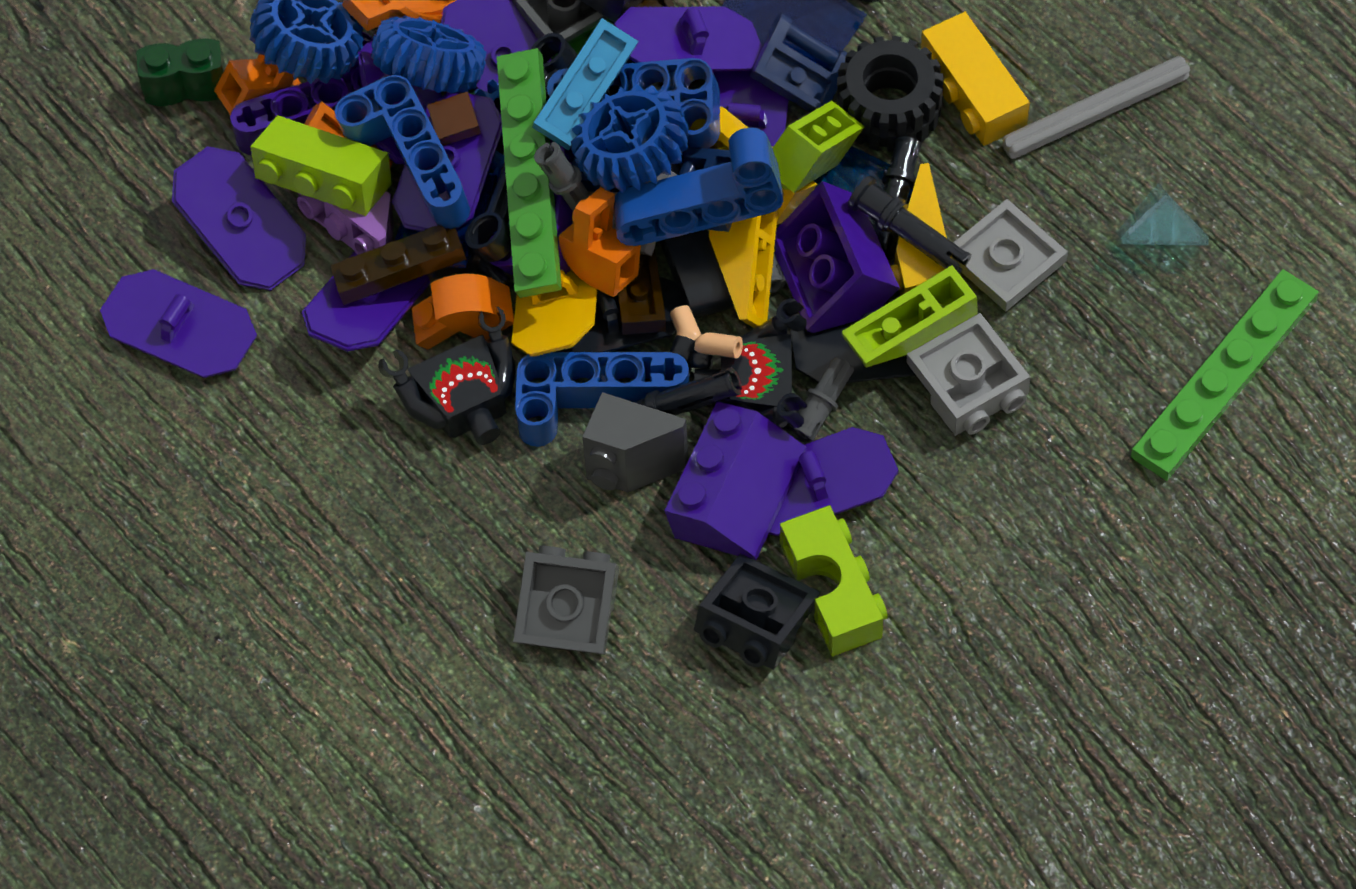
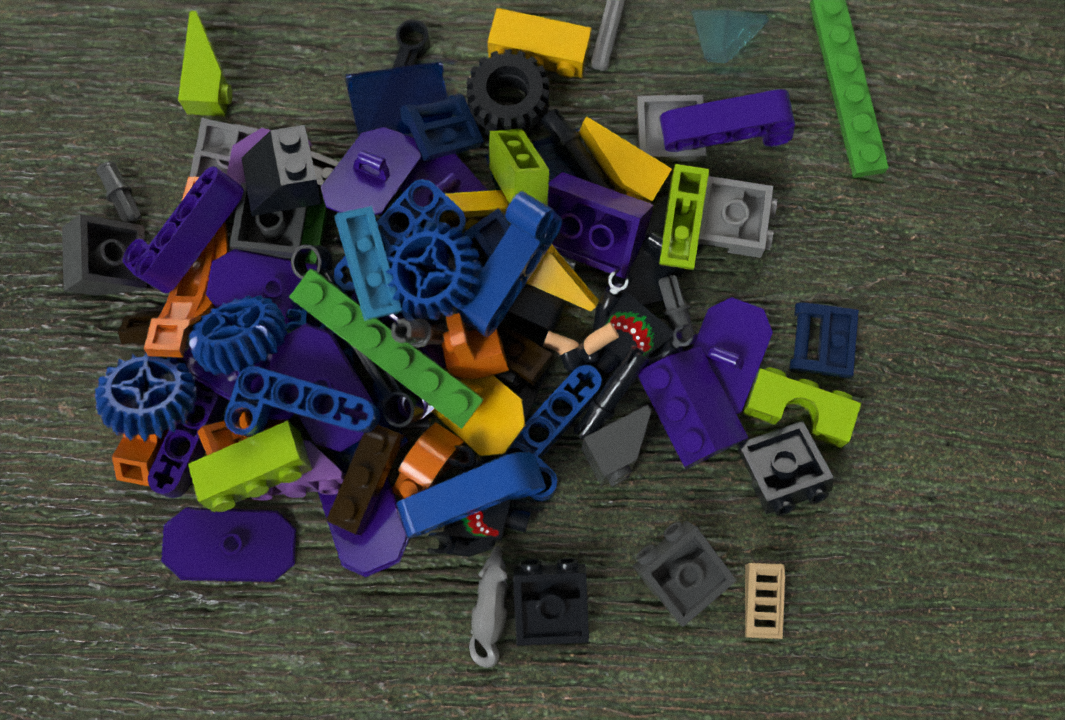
camera: 50 degrees left, 15 degrees up
(178, 323) = (266, 644): dark purple shield -> none
(180, 72) = (81, 496): dark green brick -> none
(373, 471) = (489, 614): none -> light grey animal
(430, 512) = (551, 602): none -> black plate
(454, 118) = (300, 359): reddish brown tile -> none
(469, 349) = (471, 492): none -> blue beam
(599, 684) = (777, 601): none -> tan slope
(893, 216) = (606, 166): black pin -> none
(932, 561) = (835, 342): none -> dark blue plate
(1061, 289) = (730, 120): none -> dark purple beam

